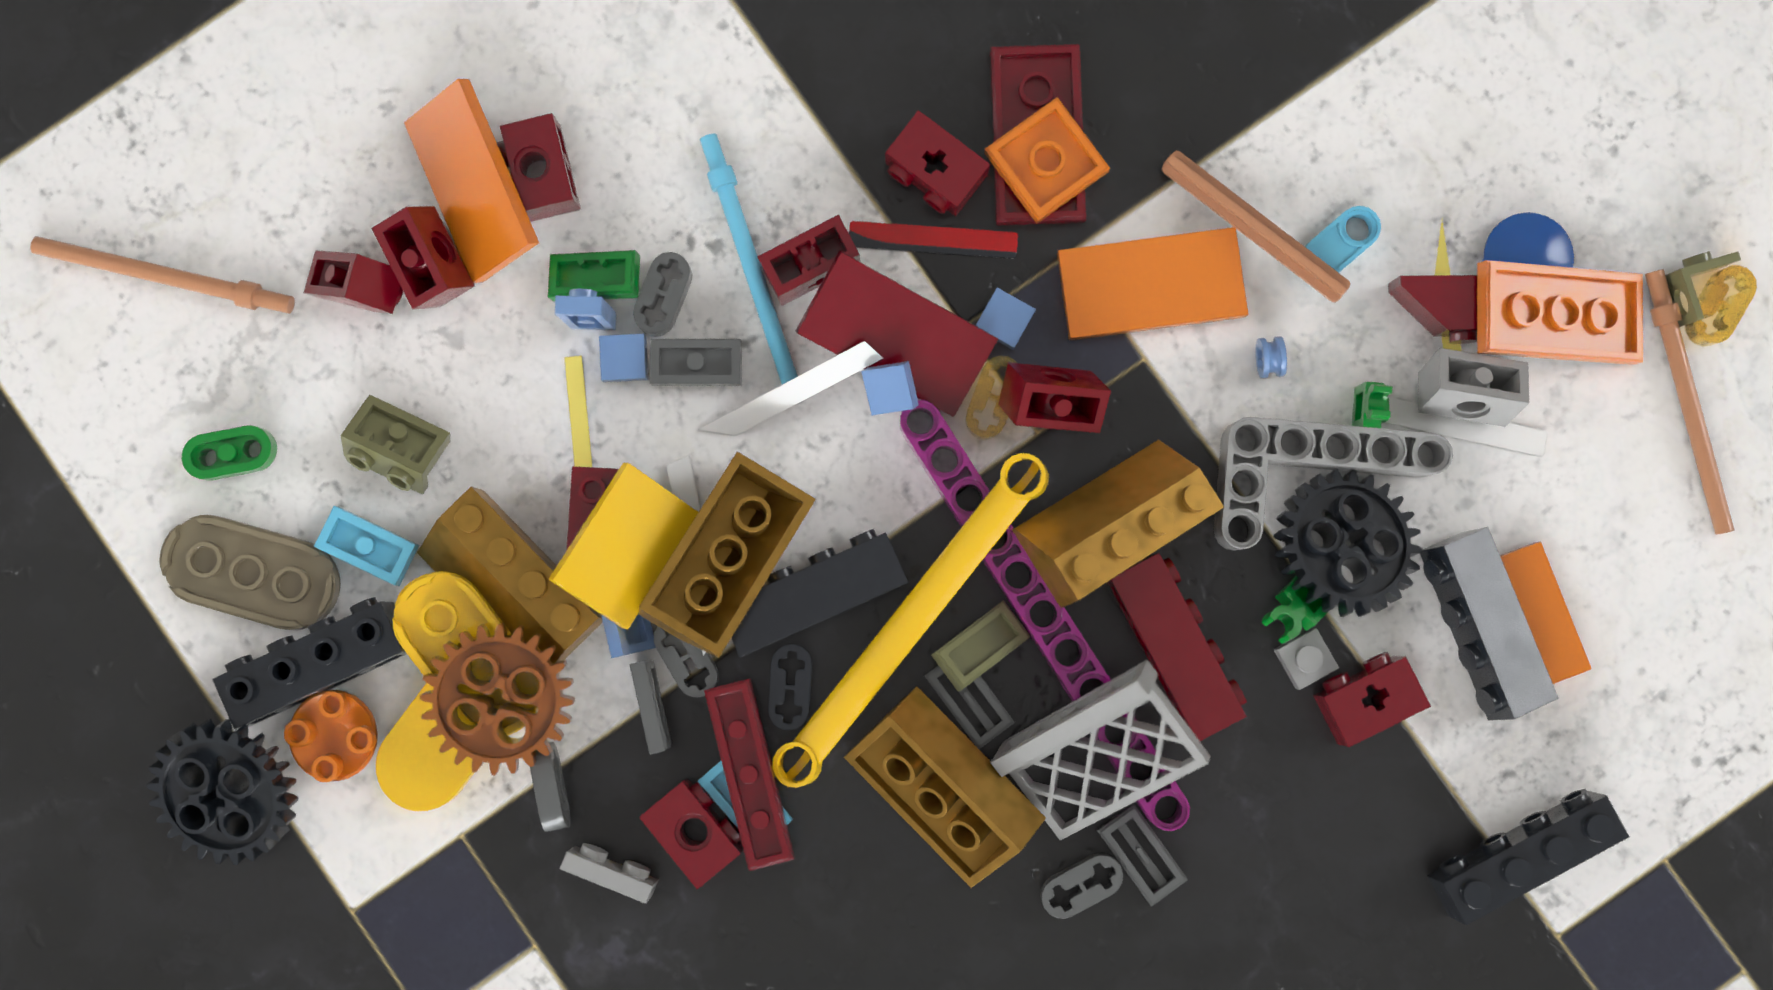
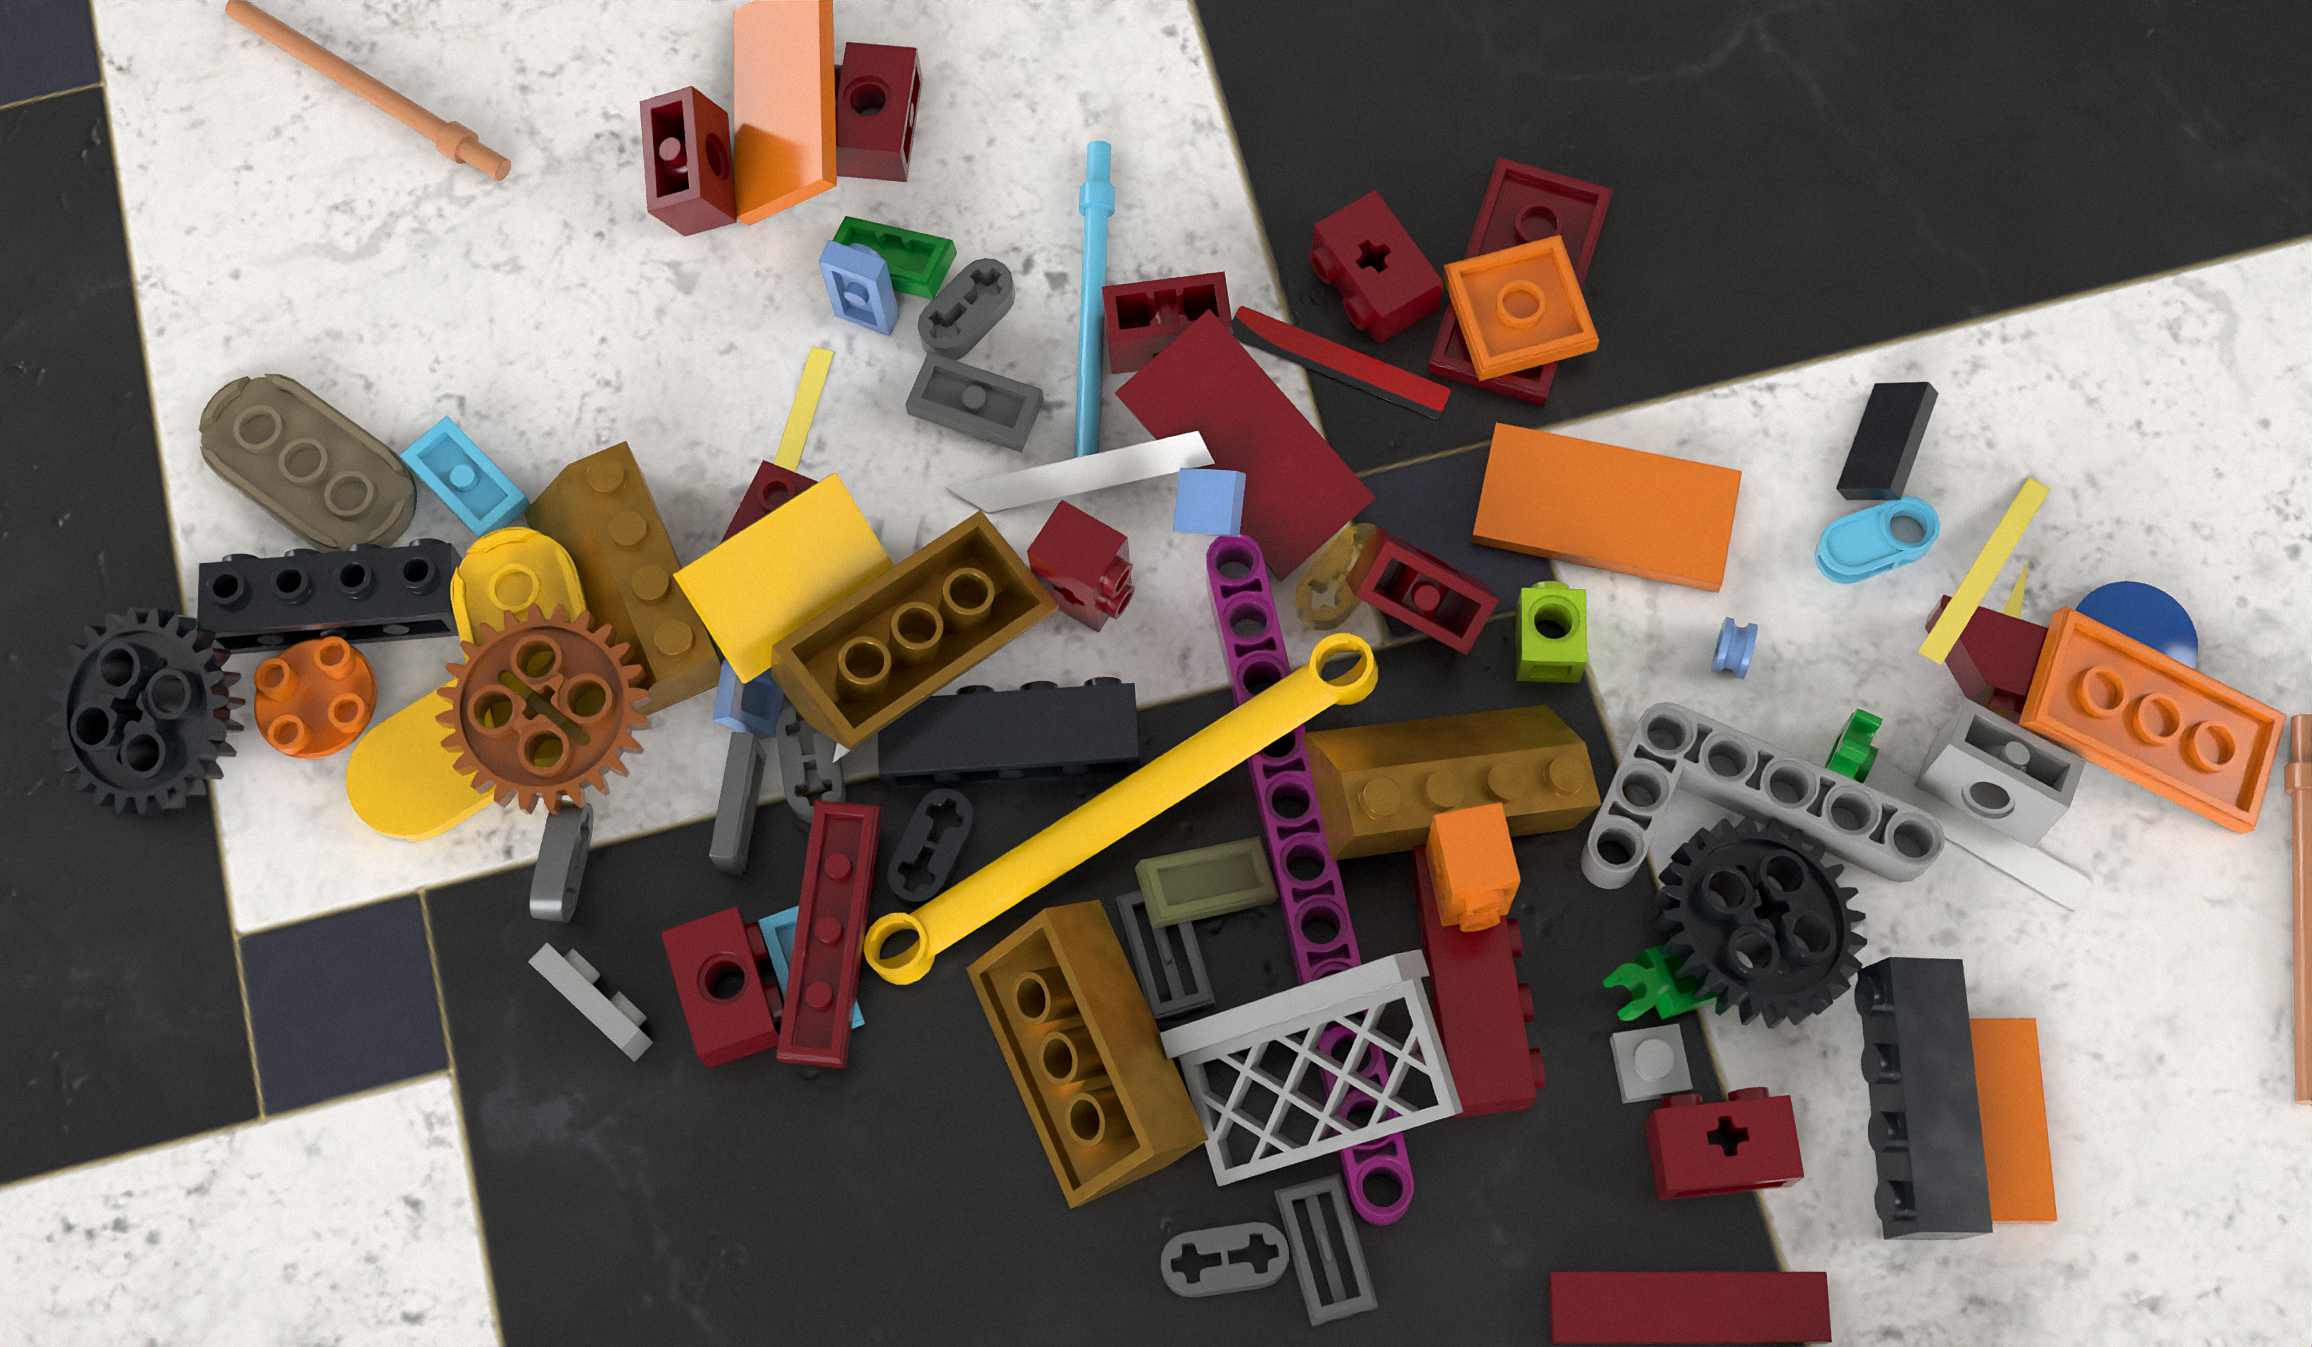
camera: 20 degrees right, 15 degrees down
(231, 452) = (353, 312): green plate -> none
(353, 281) = (592, 166): dark red slope -> none
(393, 444) = (553, 371): olive bracket -> none
(623, 357) = (885, 368): medium blue tile -> none
(820, 463) = (1083, 566): none -> dark red brick
(1005, 318) = (1398, 484): medium blue tile -> none
(1141, 410) = (1546, 658): none -> lime brick
(1162, 592) = (1472, 866): none -> orange brick
(1256, 226) = (1770, 478): nougat axle -> none
(1326, 170) = (1887, 441): none -> black tile
(1380, 807) = (1689, 1308): none -> dark red tile
(1421, 246) = (1984, 571): none -> light yellow sticker

